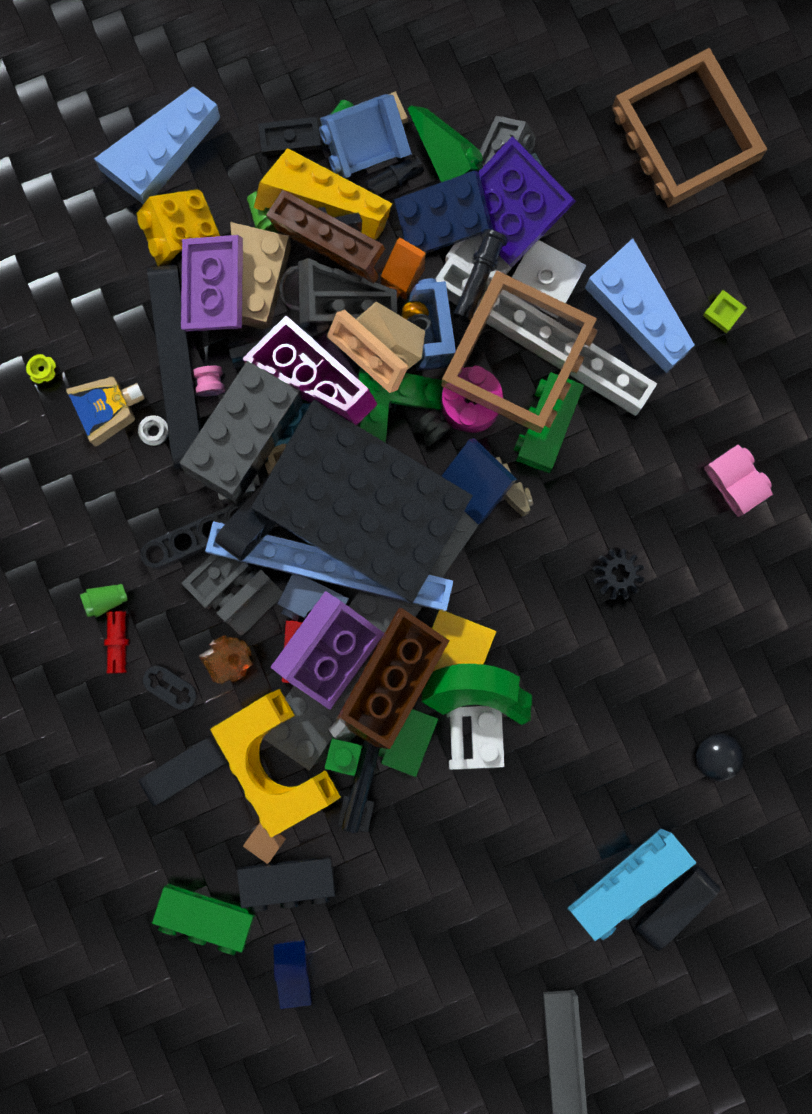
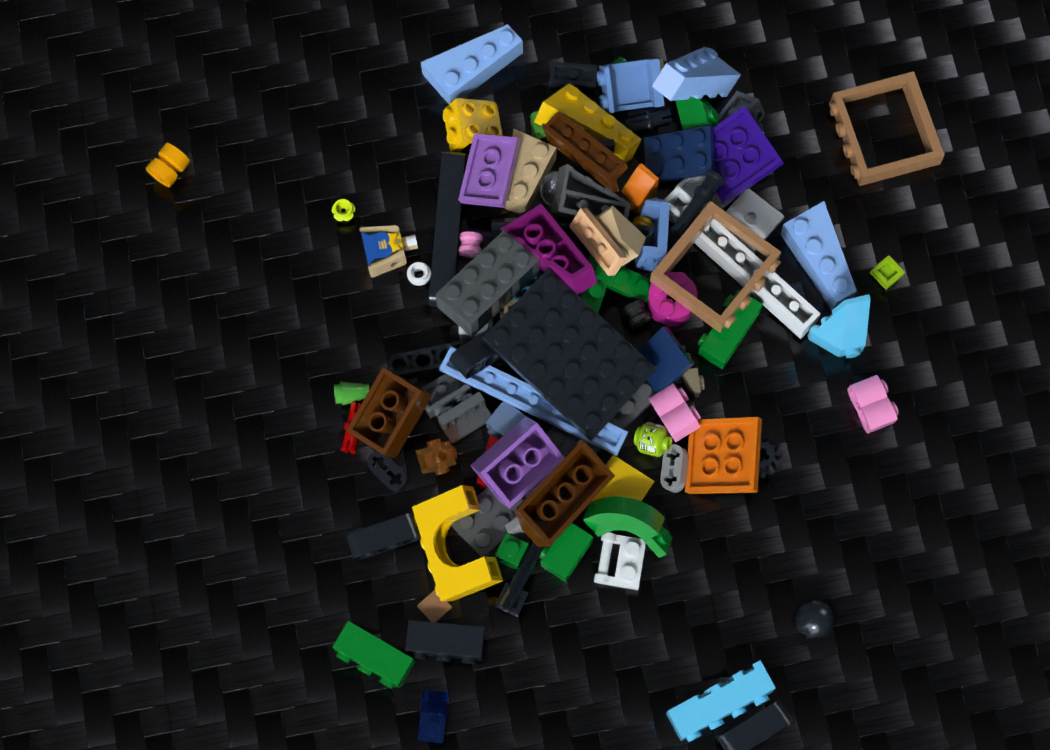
camera: 20 degrees right, 10 degrees down
(155, 619) = (389, 413): none -> reddish brown slope
(444, 108) = (696, 76): none -> light blue wedge
(484, 581) = (652, 439): none -> lime head
(504, 542) = (674, 412): none -> bright pink brick
(517, 610) = (674, 468): none -> light grey beam
(574, 584) = (724, 456): none -> orange plate
(691, 398) = (845, 330): none -> medium azure wedge

